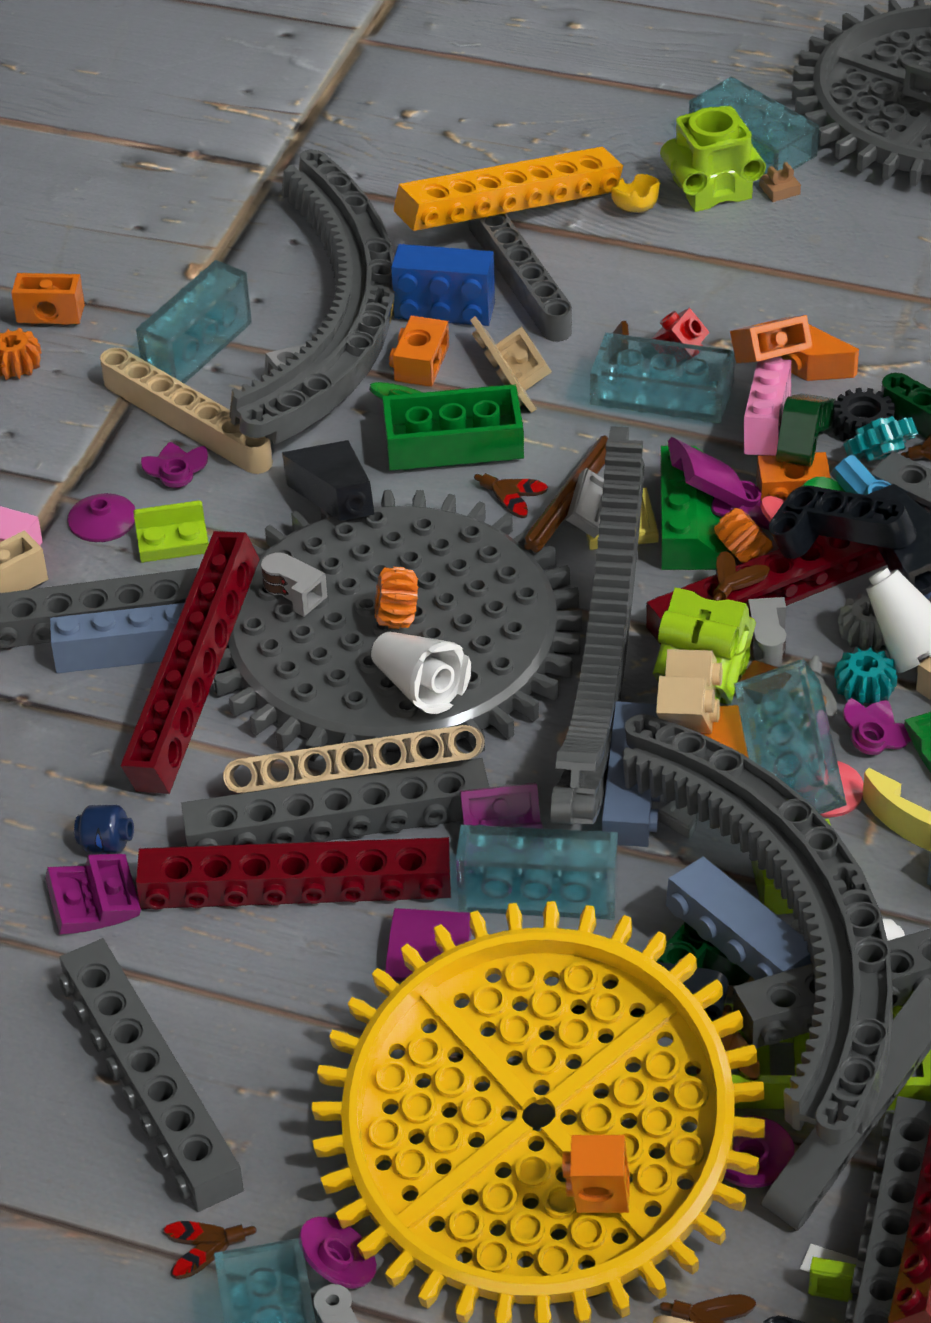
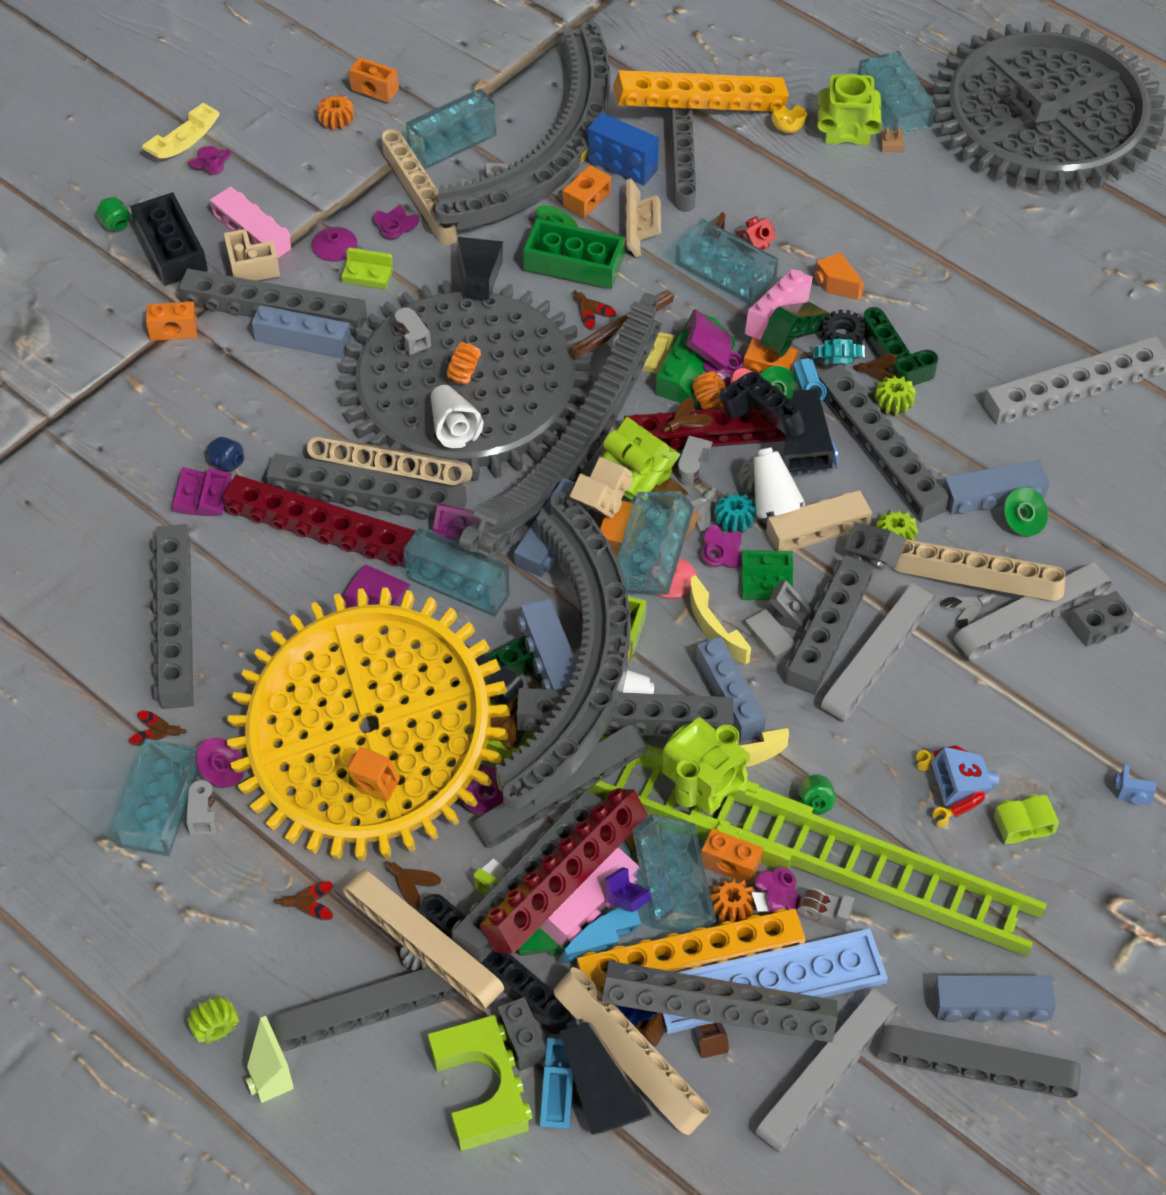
camera: 20 degrees right, 10 degrees up
(190, 663) = (325, 363): dark red brick -> none
(771, 339) = (802, 259): orange brick -> none

